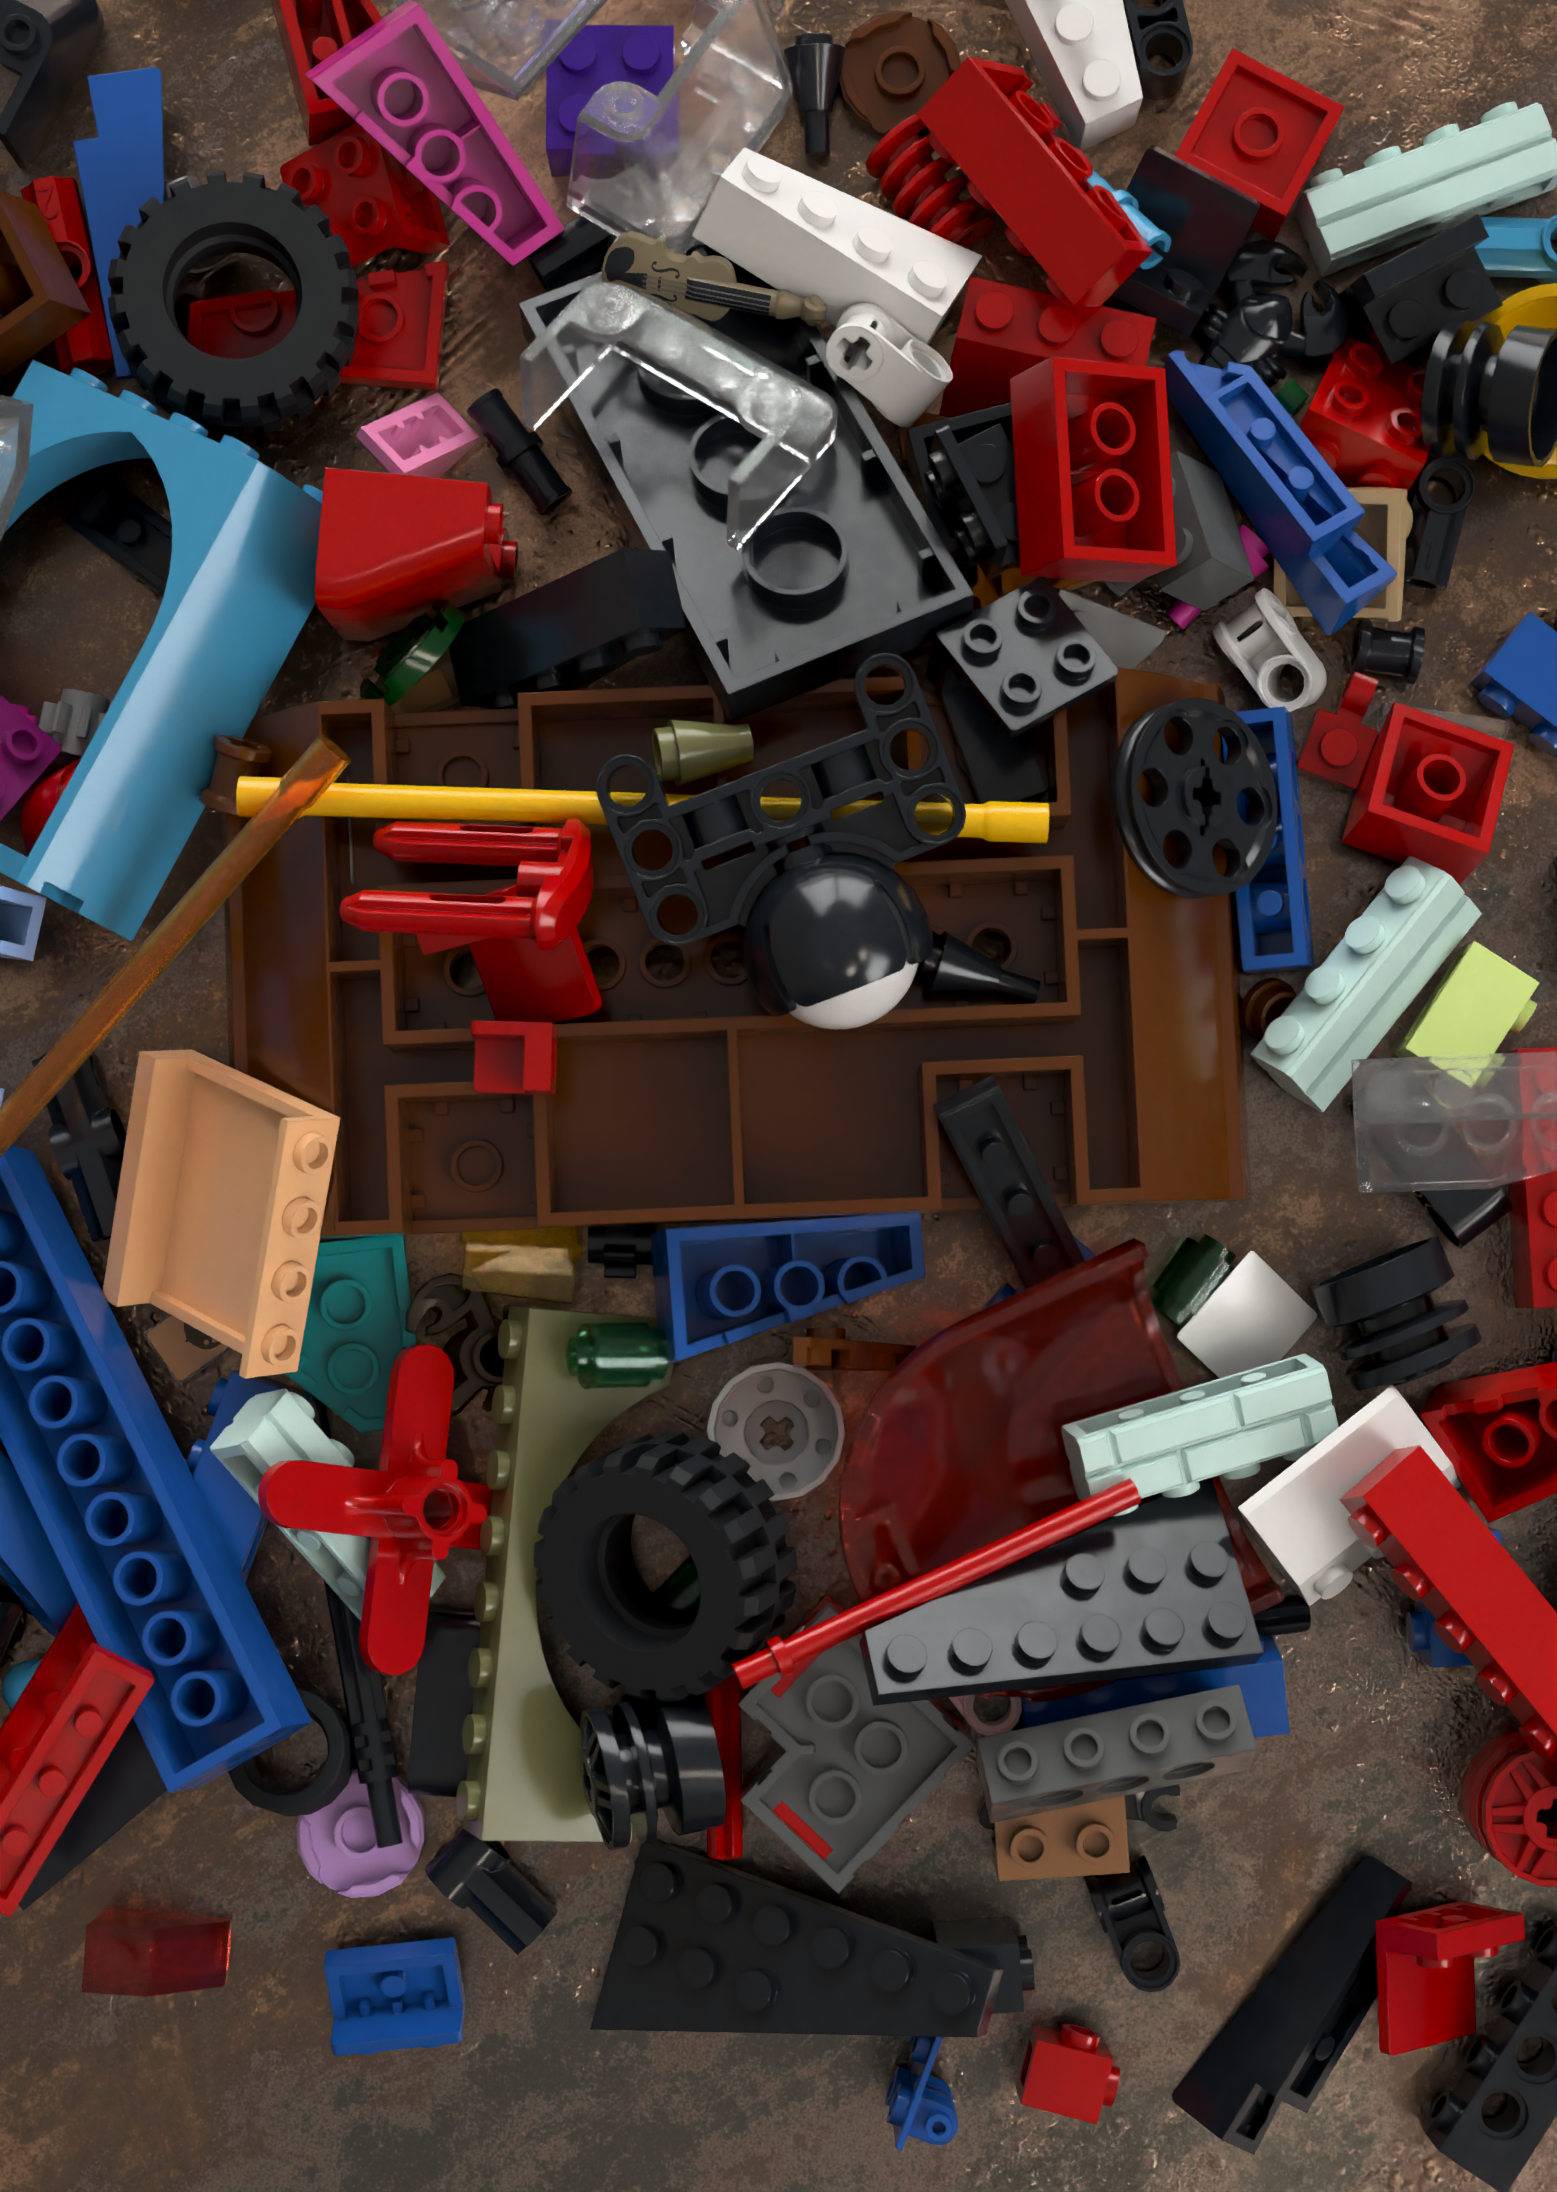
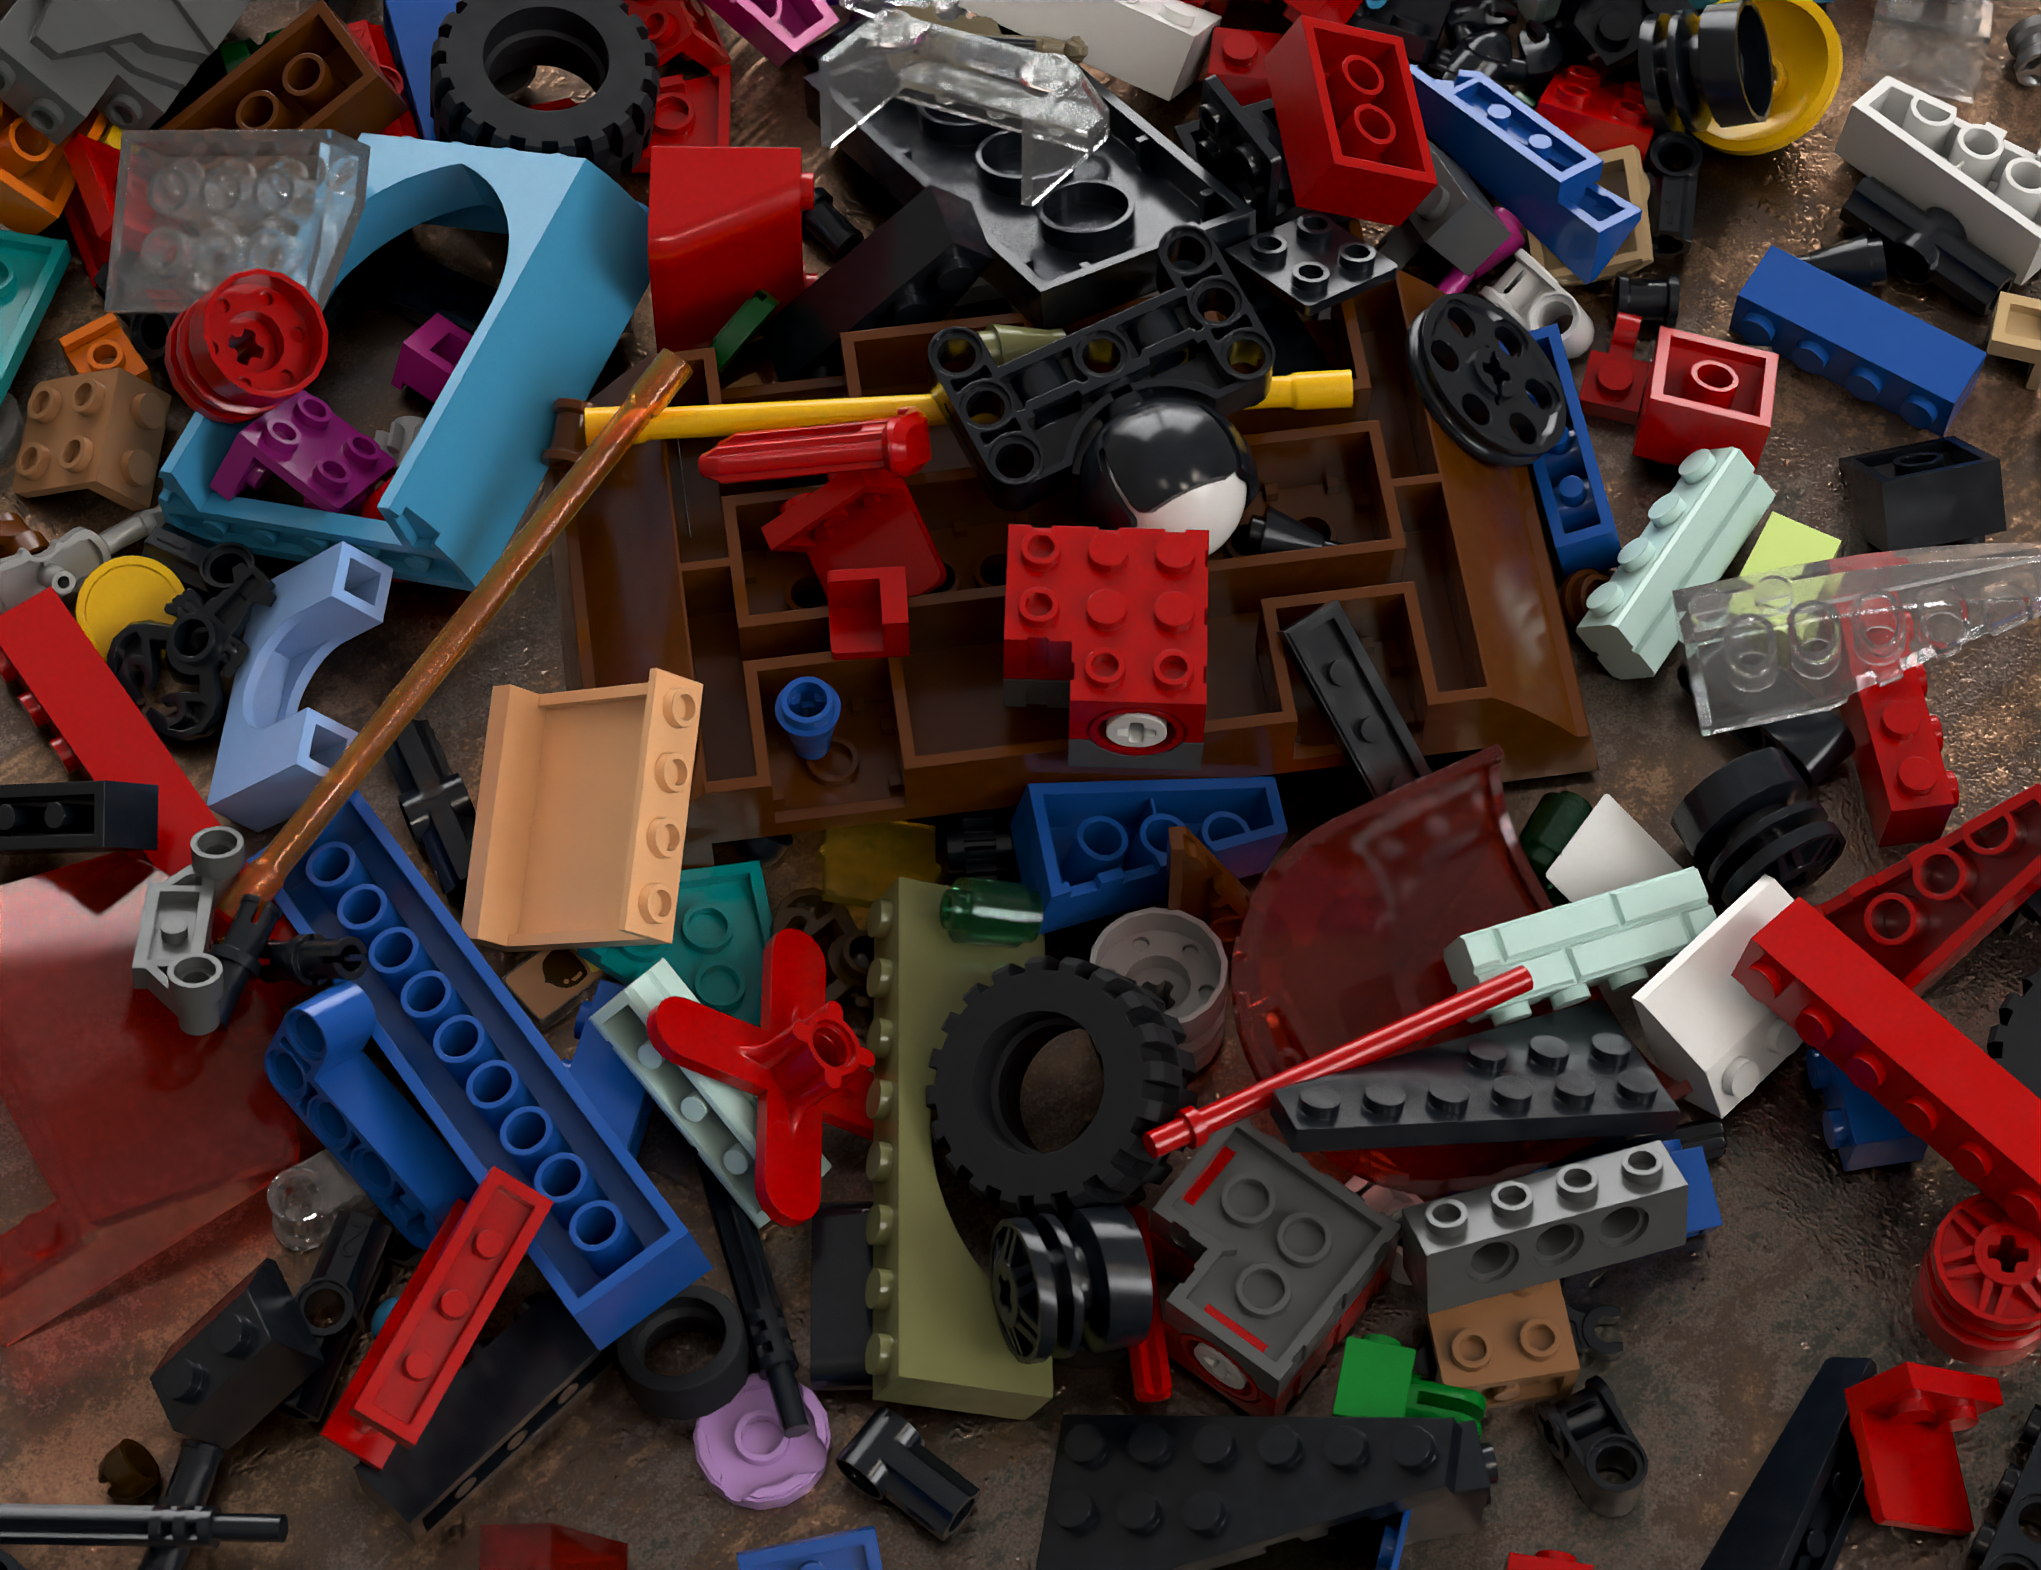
camera: 10 degrees left, 25 degrees down
(112, 602) = (430, 356): none -> dark pink brick
(429, 1145) = (808, 715): none -> blue cone
(765, 1124) = (1113, 635): none -> red piece
(891, 367) = (1157, 90): white piece -> none
(934, 1886) = (1380, 1383): none -> green brick

